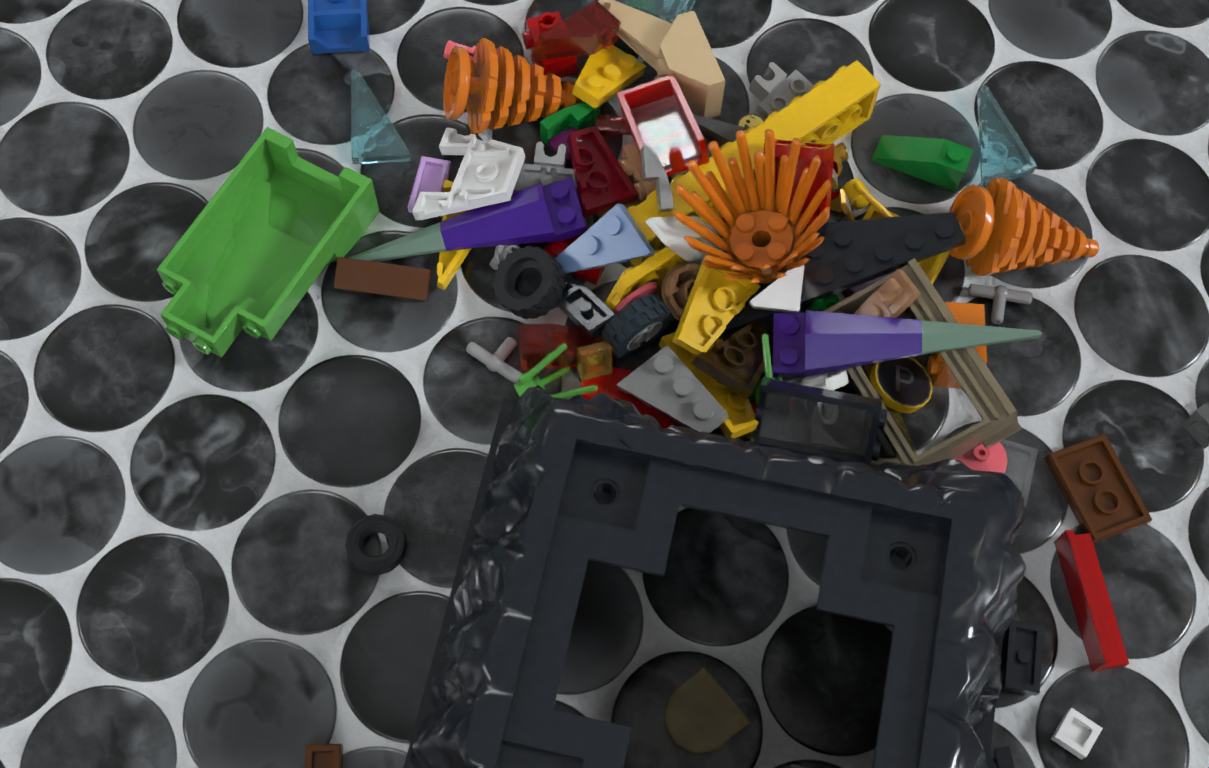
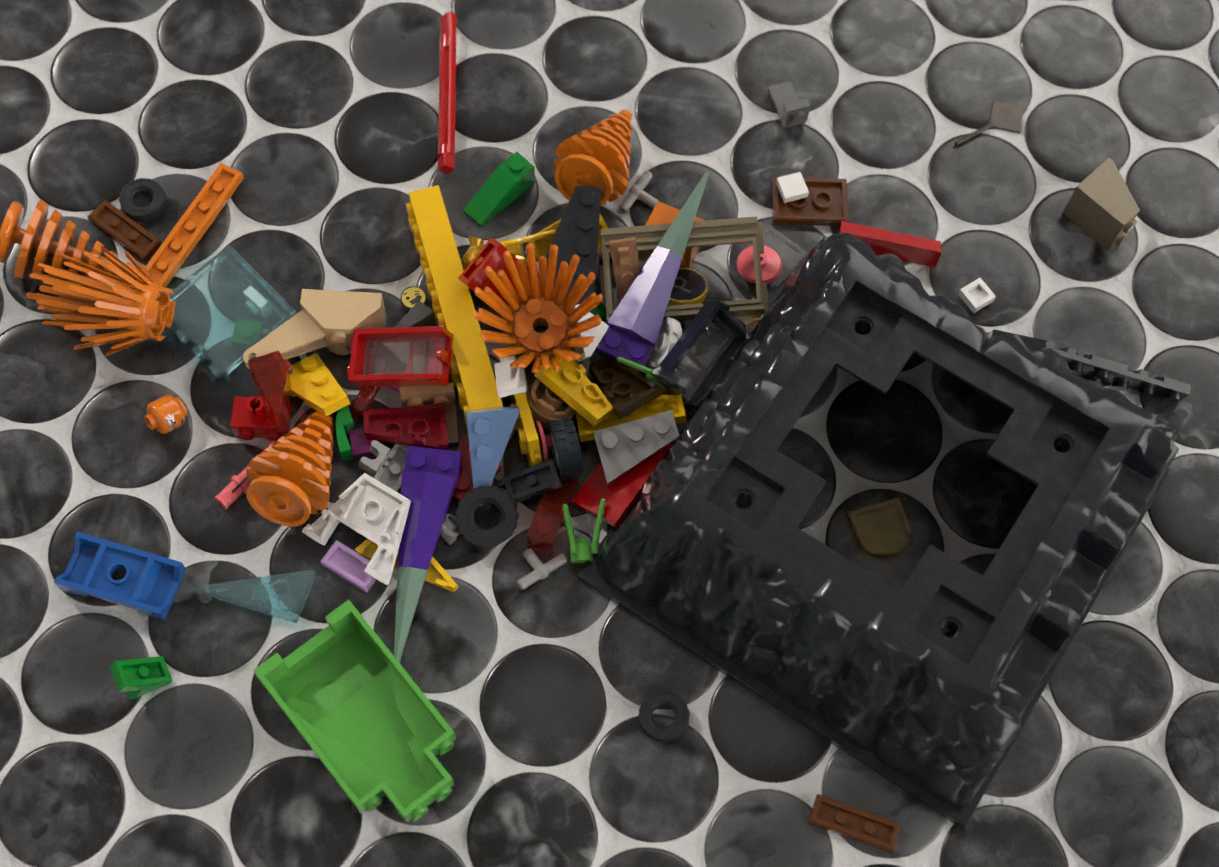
camera: 70 degrees left, 0 degrees up
(245, 51) = (140, 675): none -> green slope
(382, 278) = (427, 632): reddish brown tile -> none
(594, 360) = (579, 491): clear yellow plate -> none
(654, 171) = (454, 373): light grey slope -> none
(776, 90) = (393, 263): light grey plate -> none
(1000, 146) = (513, 134): clear light blue wing -> none
(1013, 66) = (447, 93): none -> red piece
(1101, 458) = (792, 187): none -> white tile

